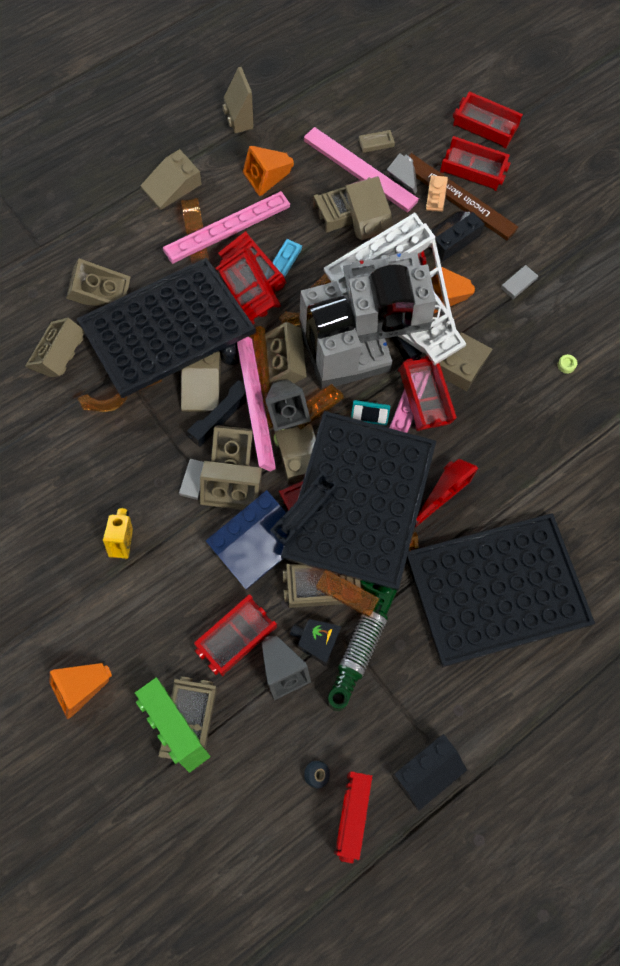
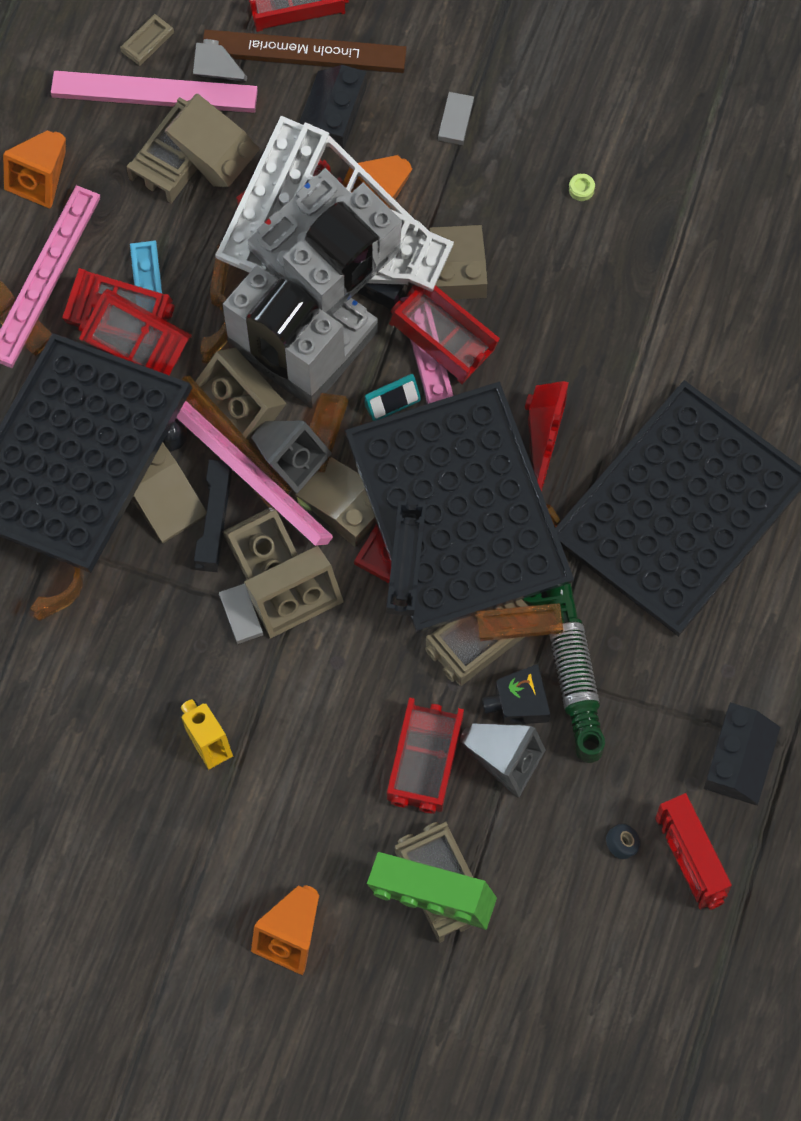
camera: 30 degrees left, 0 degrees up
(246, 540) = (362, 641): dark blue slope -> none
(436, 193) = (276, 65): light nougat plate -> none

